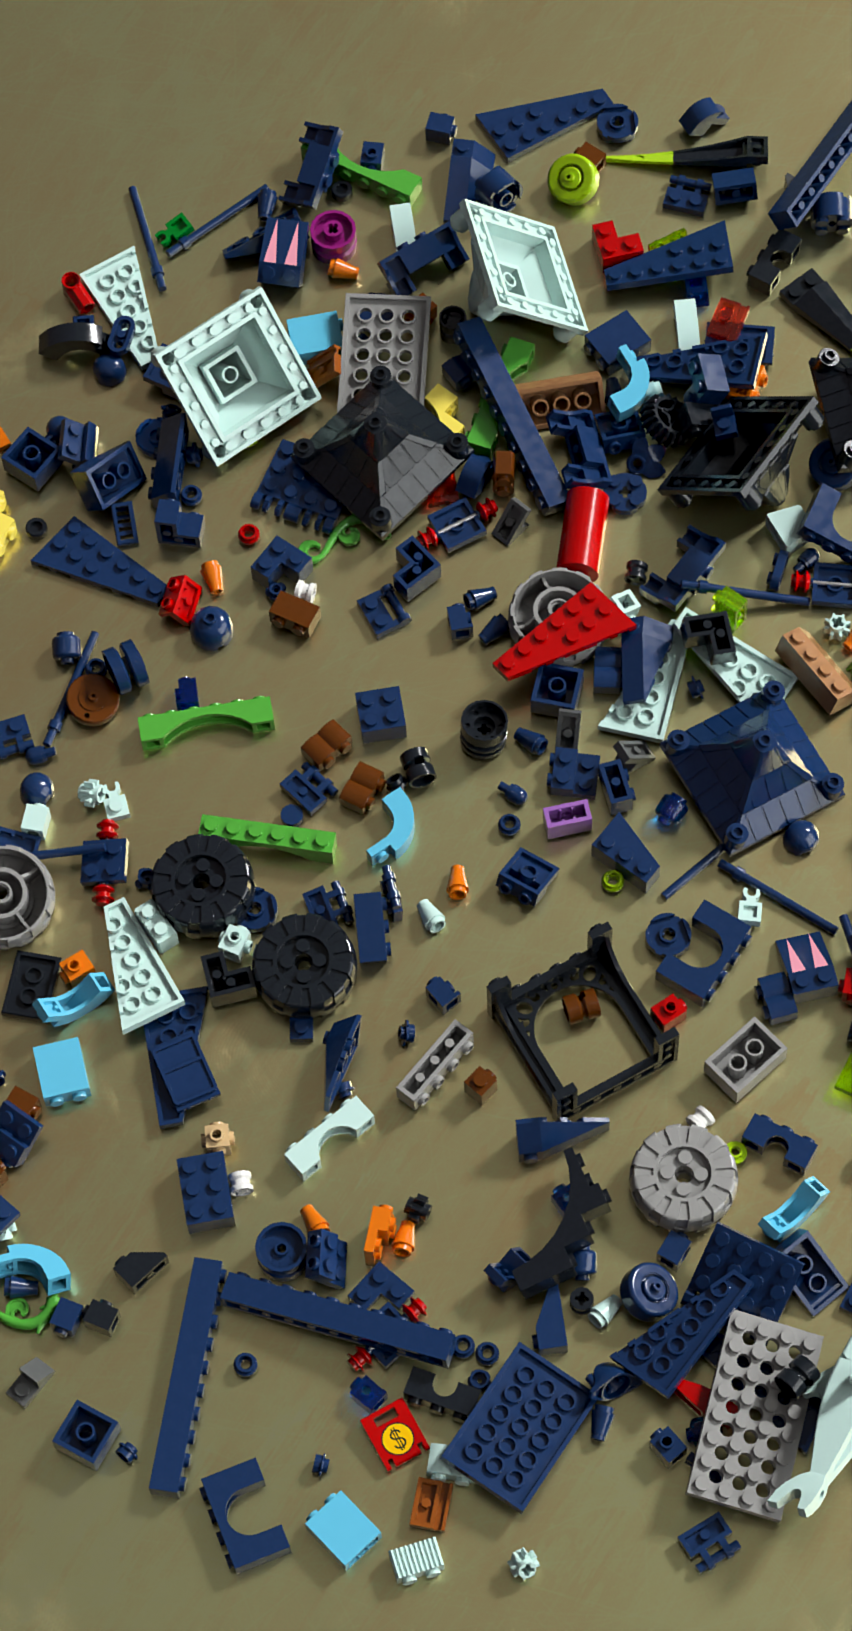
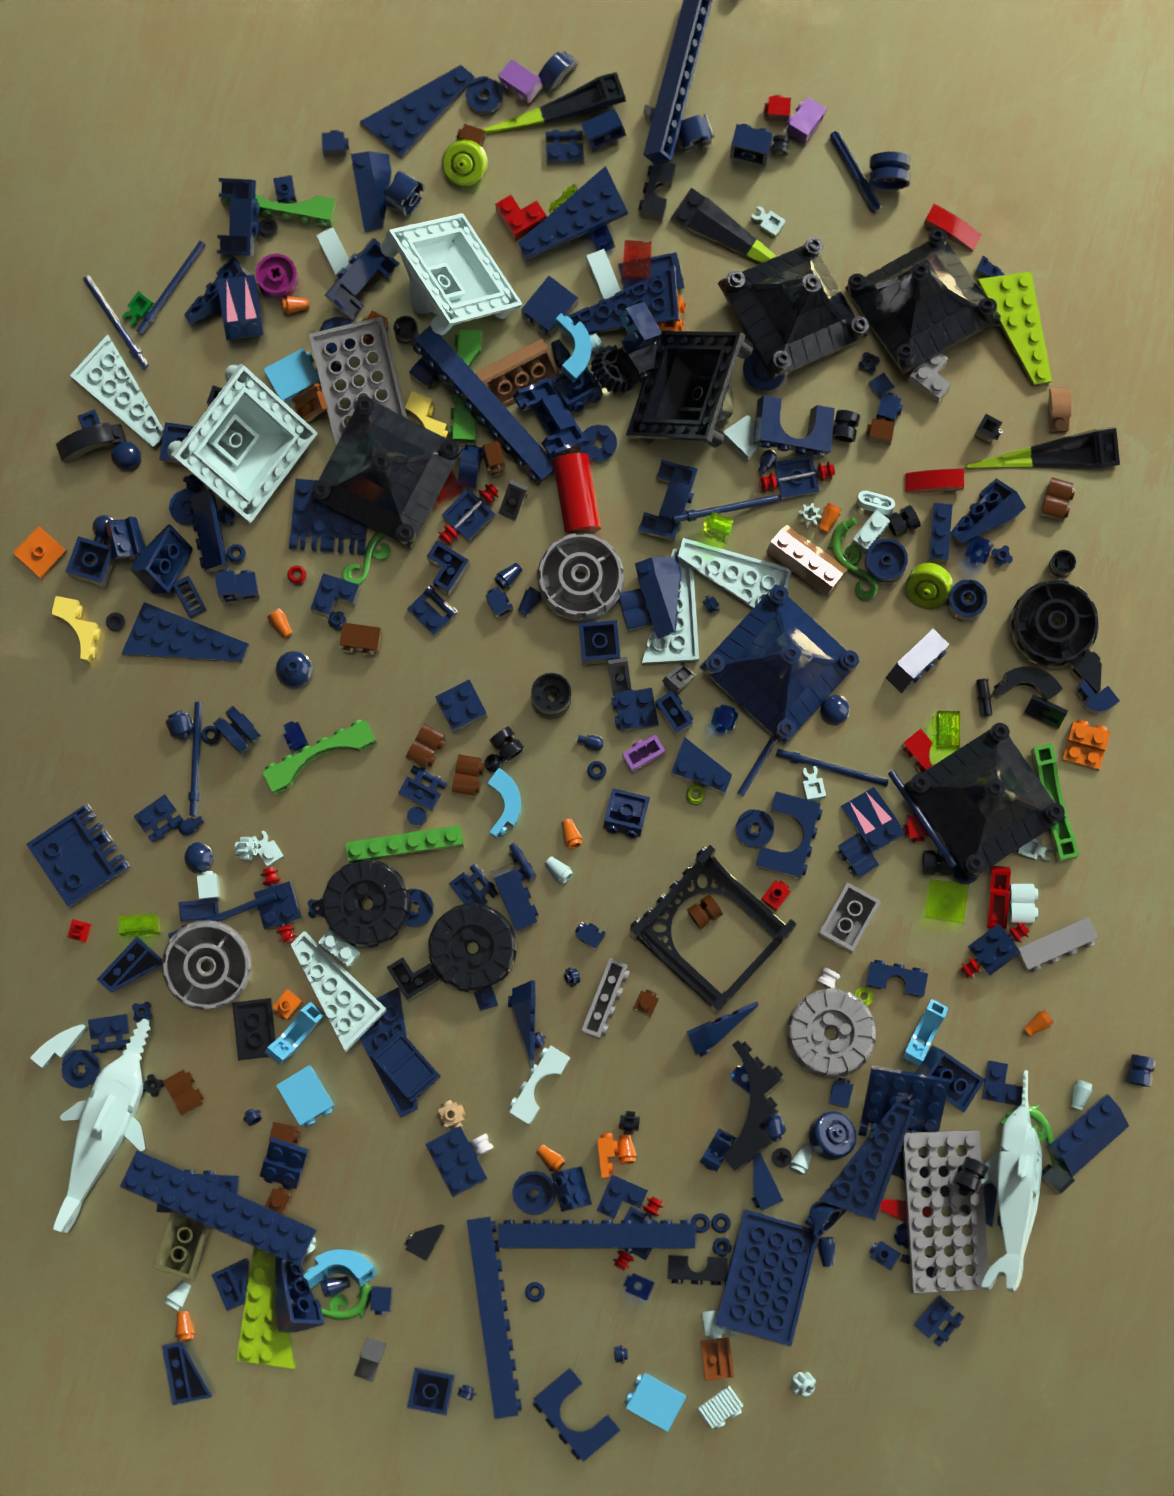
camera: 20 degrees left, 15 degrees up
(77, 294) = (75, 394): red piece -> none
(92, 699) = (218, 764): reddish brown wheel -> none
(101, 1317) = (408, 1290): black brick -> none
(121, 338) = (127, 426): dark blue plate -> none
(180, 599) = (260, 652): red bracket -> none
(235, 942) = (412, 949): light aqua brick -> none
(266, 203) = (208, 260): dark blue cone -> none
(305, 591) = (361, 614): white wheel -> none
(396, 1438) = (673, 1314): red container -> none
(532, 741) = (593, 692): dark blue cone -> none
(569, 630) = (598, 587): red wing -> none
(626, 603) = (630, 551): light aqua brick -> none
(636, 572) = (630, 514): black wheel -> none
(649, 456) = (610, 407): dark blue plate -> none
(660, 118) = (520, 81): none -> medium lavender brick
(712, 631) = (714, 556): black brick -> none
(724, 422) = (665, 362): dark blue bracket -> none
(780, 562) = (746, 484): dark blue plate -> none

